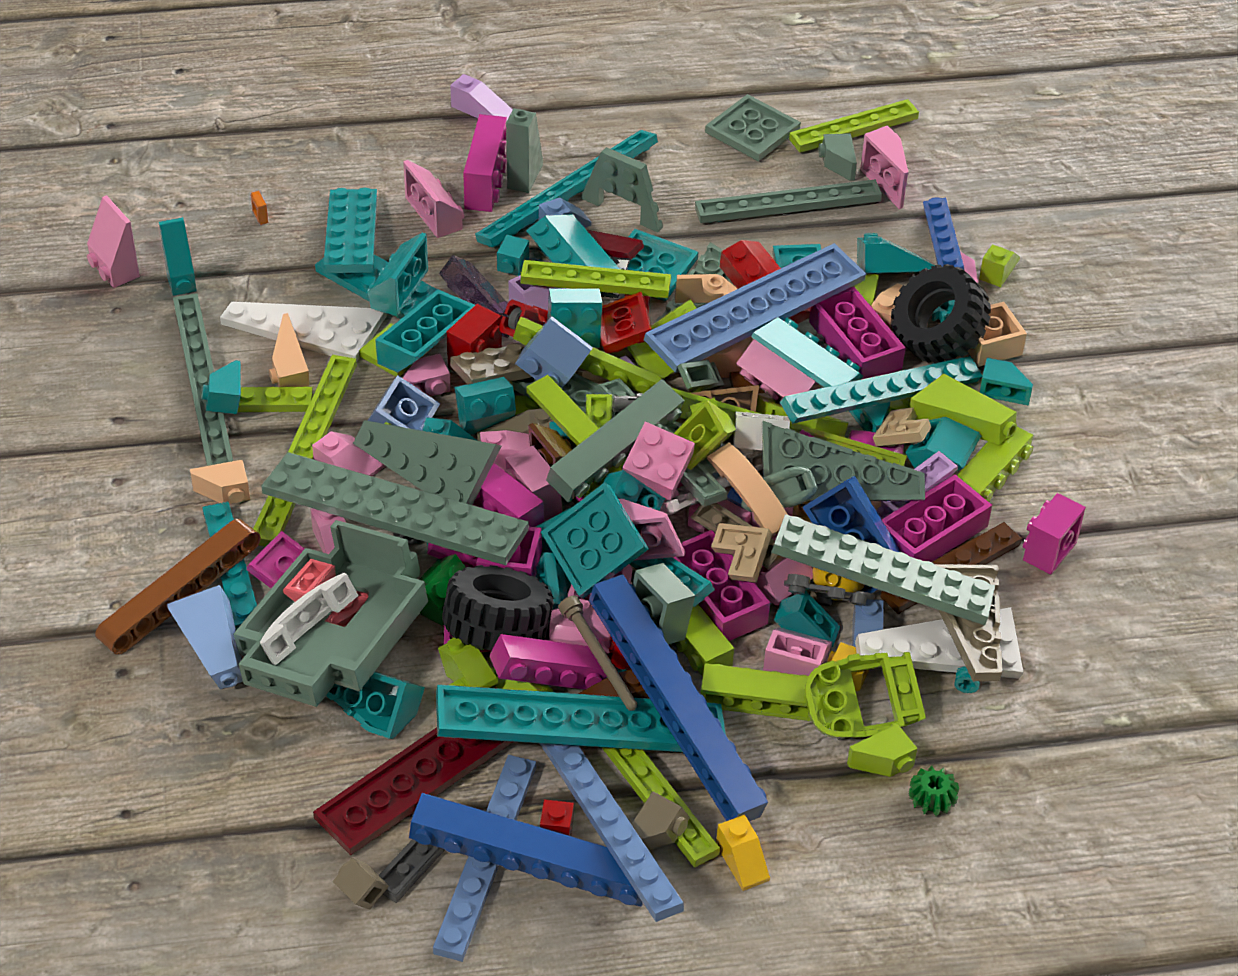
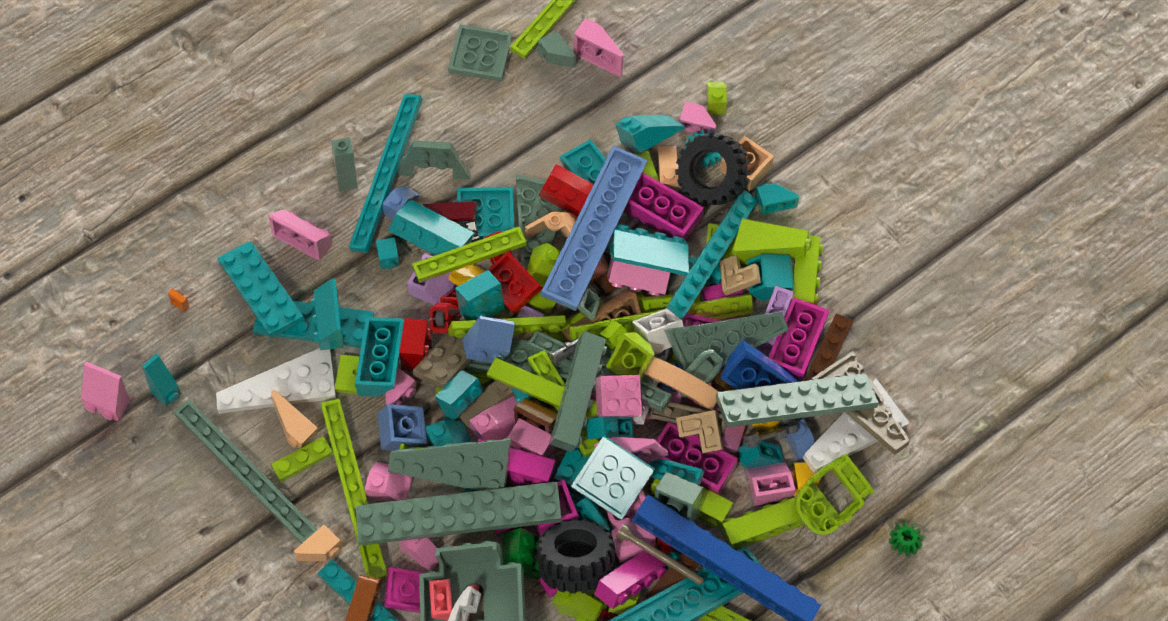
camera: 30 degrees left, 15 degrees up
(223, 389) = (272, 473): teal slope -> none
(472, 286) = (388, 300): clear purple brick -> none
(476, 98) = (274, 123): lavender slope -> none
(485, 164) = (319, 181): dark pink brick -> none
(787, 201) = (544, 109): sand green plate -> none
(884, 753) = (863, 527): lime slope -> none
(942, 232) = (671, 95): blue plate -> none
(964, 682) = (879, 449): teal bush -> none
(1053, 533) = (874, 310): dark pink brick -> none

